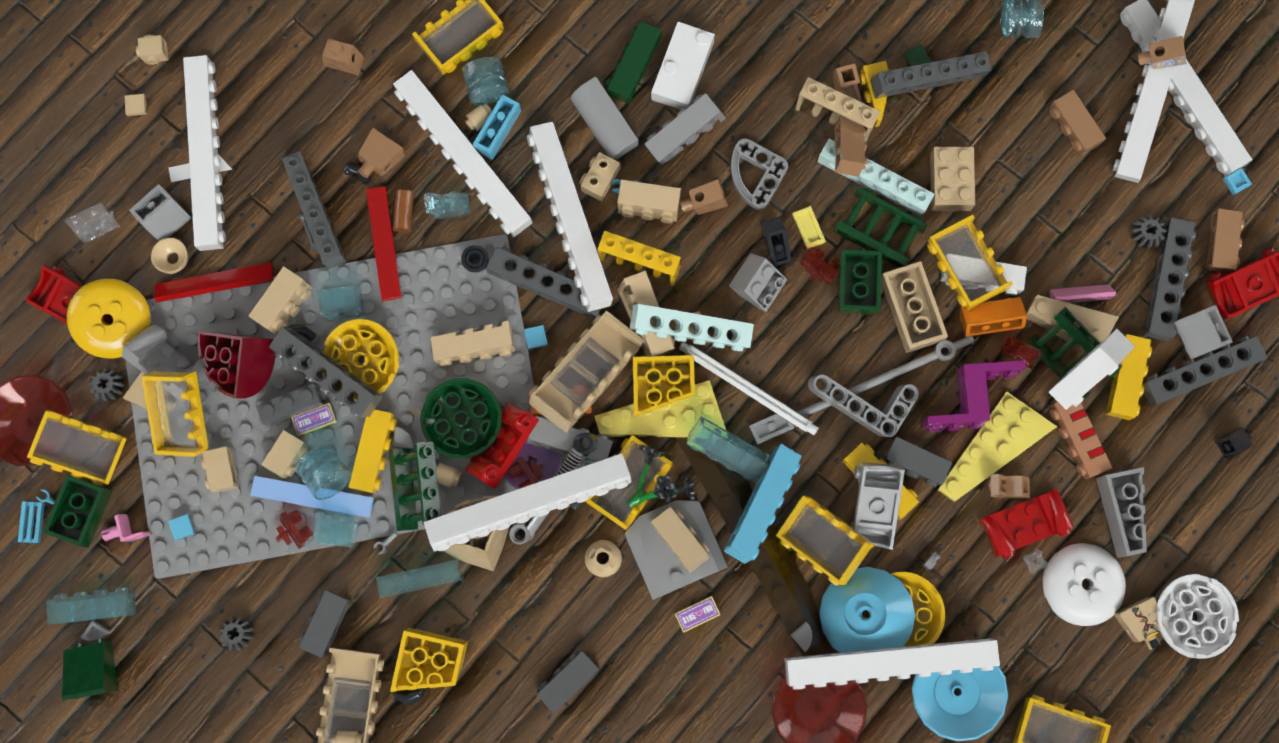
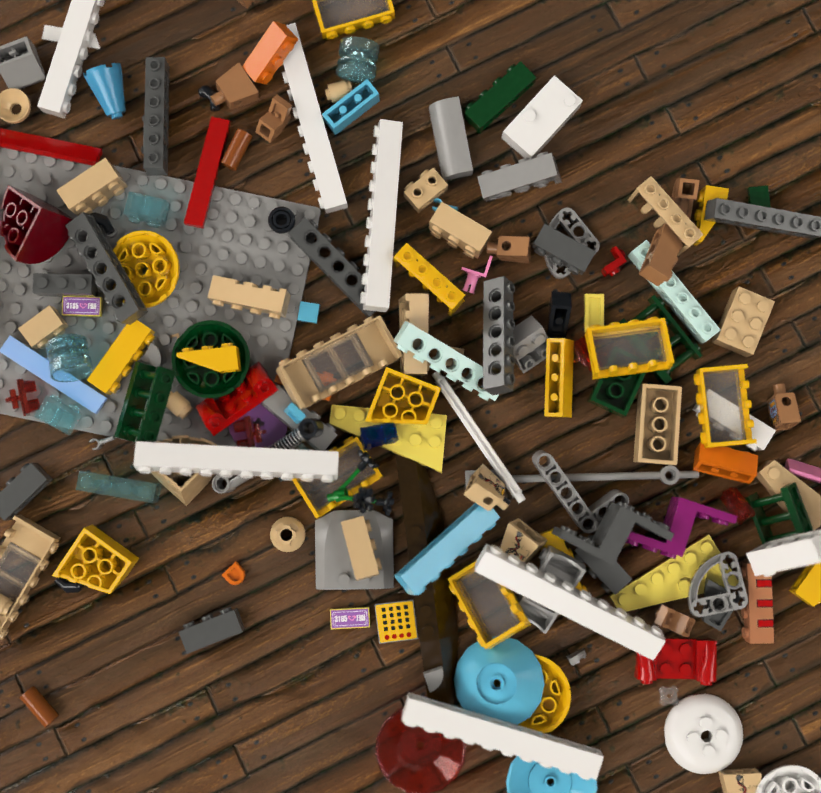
camera: 20 degrees right, 5 degrees up
(256, 202) = (108, 88): none -> dark azure cone
(399, 107) = (270, 53): none -> orange brick
(429, 168) = (275, 119): none -> medium nougat brick
(447, 206) = (277, 161): clear light blue brick -> none
(467, 415) = (221, 359): none -> yellow slope
(564, 435) = (294, 413): none -> medium azure tile
(567, 618) = (234, 574): none -> orange tile
(652, 425) = (378, 435): none -> clear blue leg
(679, 238) = (473, 276): none -> bright pink bracket
(728, 284) = (498, 336): none -> dark grey brick
(728, 449) = (437, 485): clear light blue brick -> none
(743, 599) = (396, 621): none -> yellow tile
(754, 179) = (563, 250): none -> dark grey brick
(777, 433) = (486, 489): none -> tan torso
(801, 301) = (559, 377): none -> yellow brick
(809, 177) = (614, 267): none -> red bracket
(831, 473) = (521, 541): none -> tan torso
(856, 245) = (629, 348): none -> window
(902, 506) = (569, 601): none -> white brick
(915, 423) = (614, 532): none -> dark grey bracket
(1025, 244) = (783, 409): none -> medium nougat torso
(1043, 454) = (716, 620): none -> dark grey wing
(1049, 442) = (728, 597): none -> light grey beam
(1124, 510) = (768, 685): light grey wedge -> none

